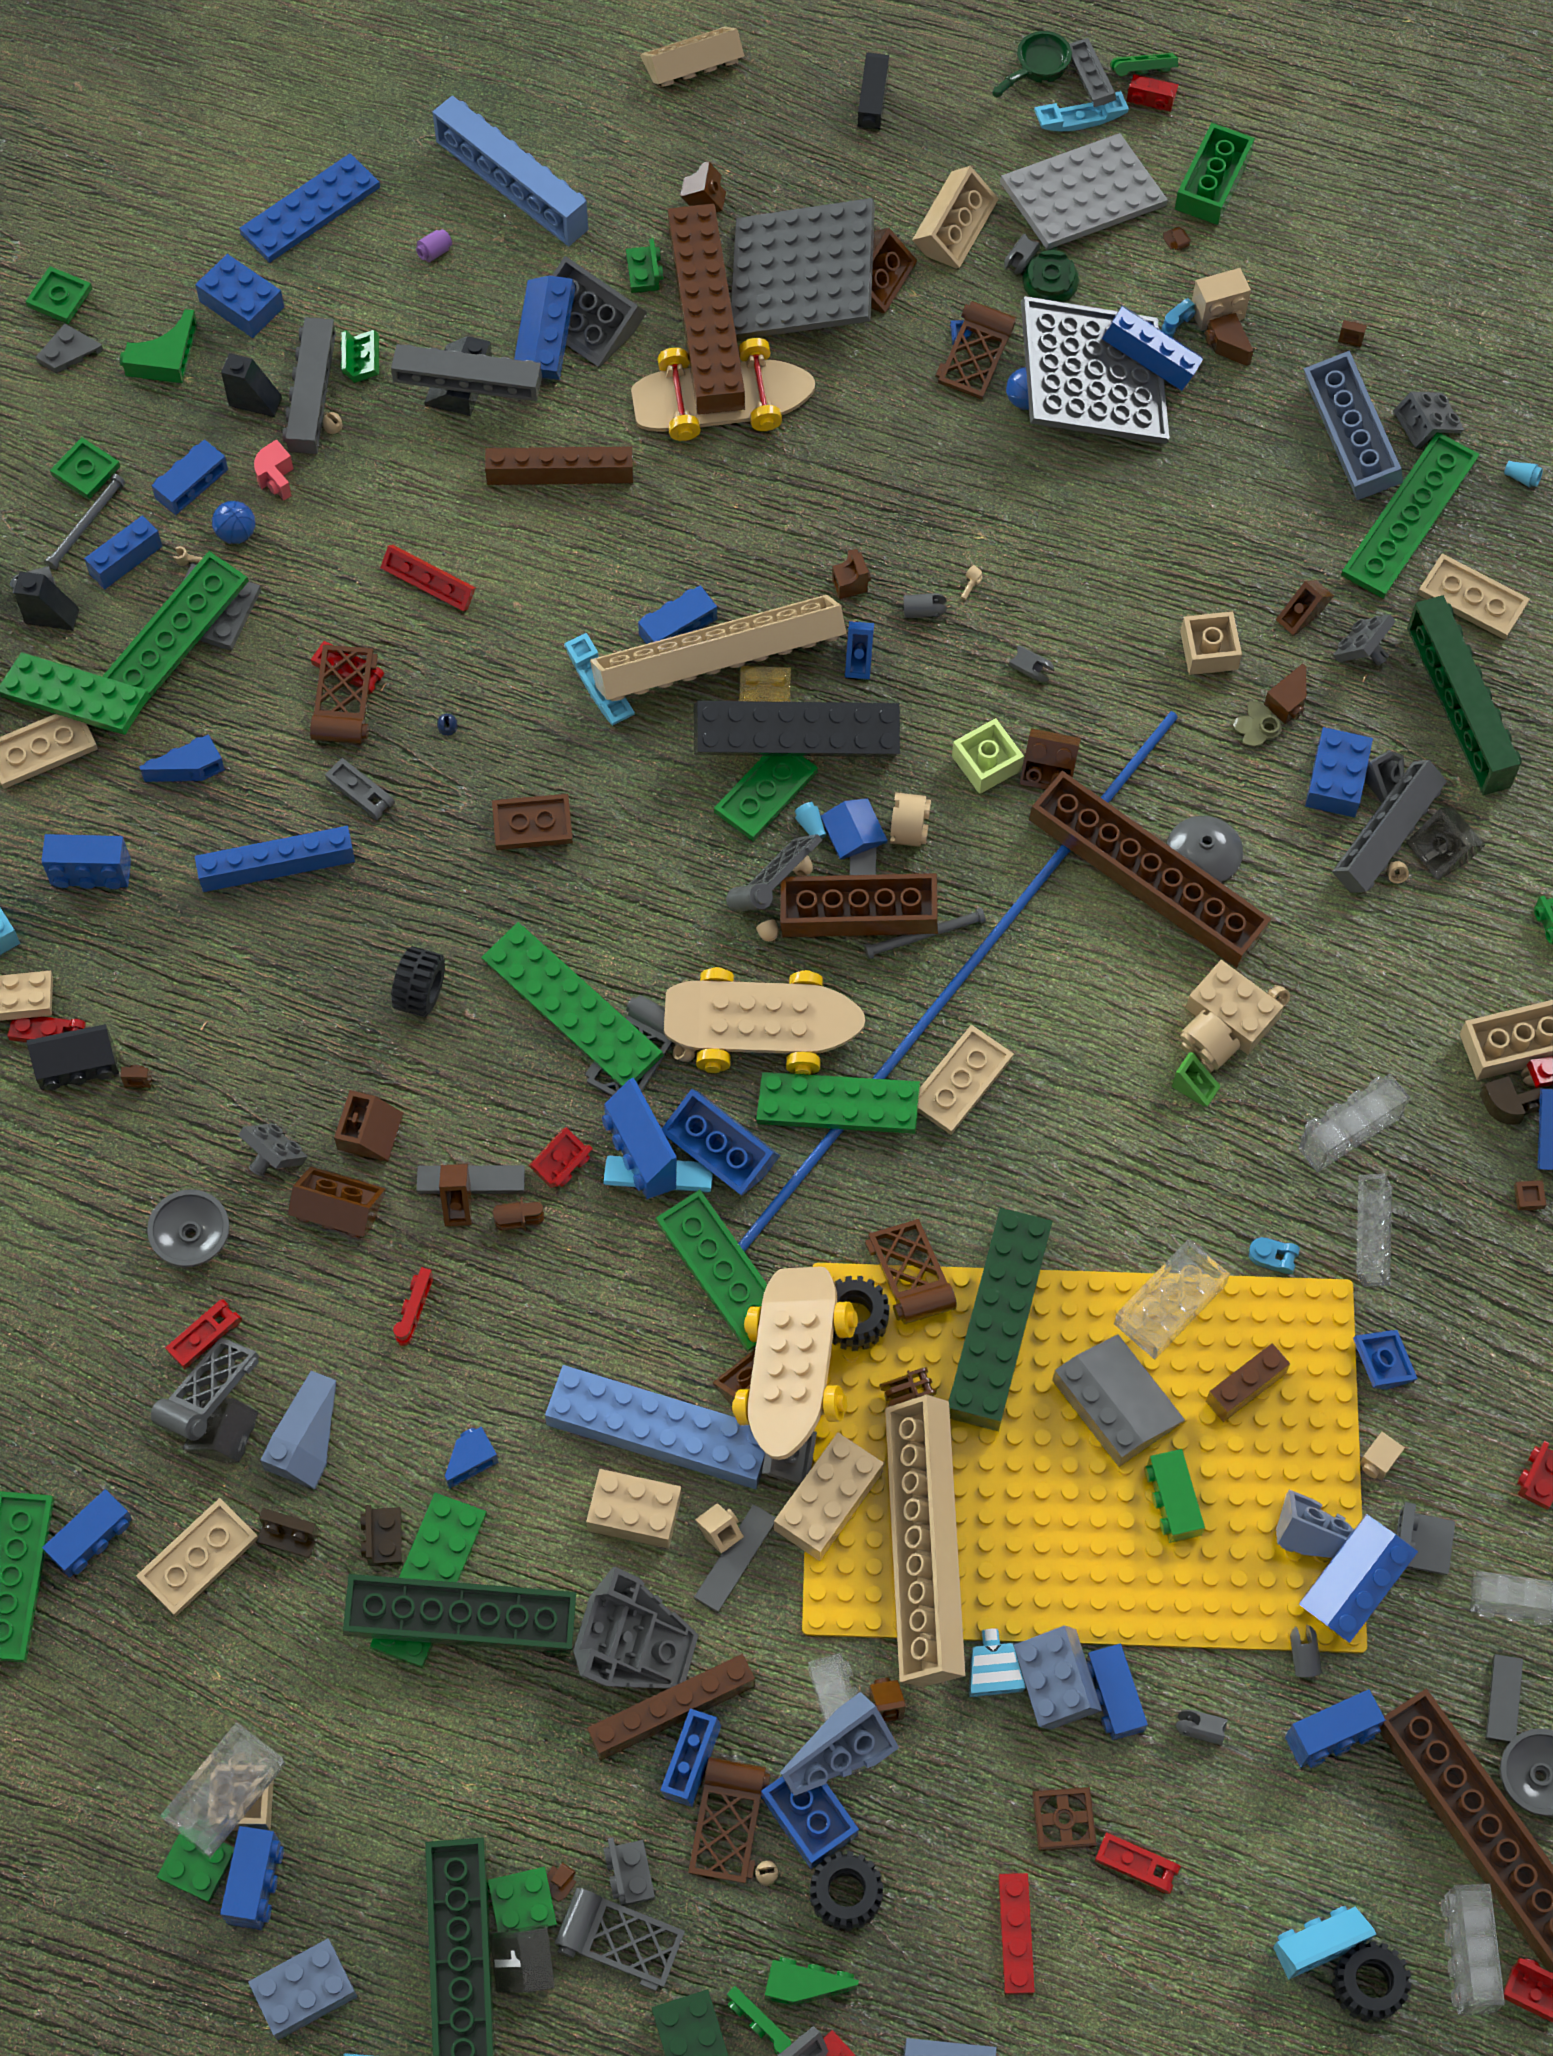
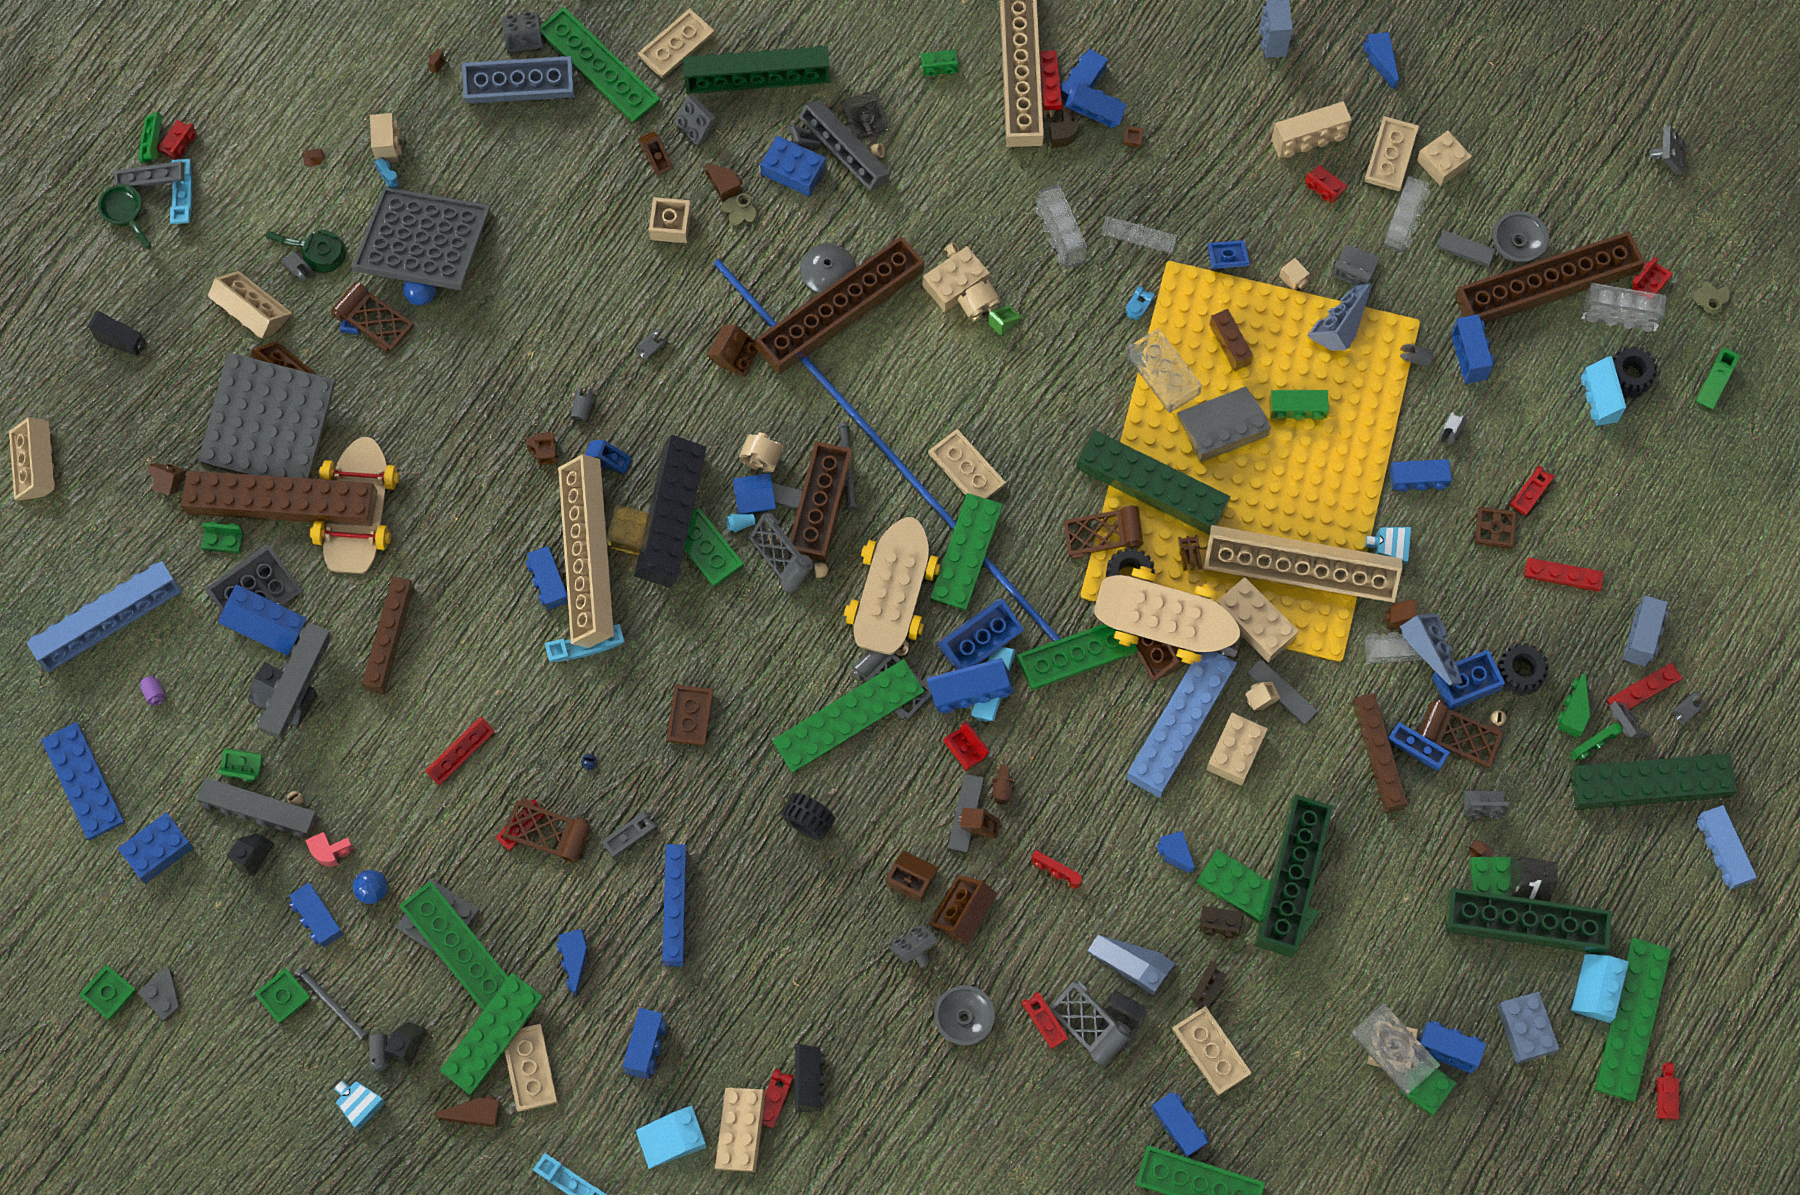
camera: 75 degrees left, 5 degrees up
(123, 552) = (372, 976): blue brick -> none
(136, 1076) = (829, 1036): reddish brown plate -> none
(163, 357) = (196, 918): green arch -> none
(185, 558) = (388, 928): tan hand -> none
(580, 1930) = (1517, 841): dark grey piece -> none
(632, 1637) = (1331, 767): dark grey wedge -> none
(975, 576) = (566, 364): tan hand -> none
(987, 756) = (721, 389): yellowish green brick -> none
(1057, 1677) = (1407, 506): sand blue brick -> none
(1083, 191) = (254, 209): light grey plate -> none
(1152, 348) = (412, 193): blue slope -> none
(1214, 173) = (270, 114): green brick -> none
(1229, 339) = (416, 142): reddish brown slope -> none
(1358, 1578) = (1381, 306): slope -> none

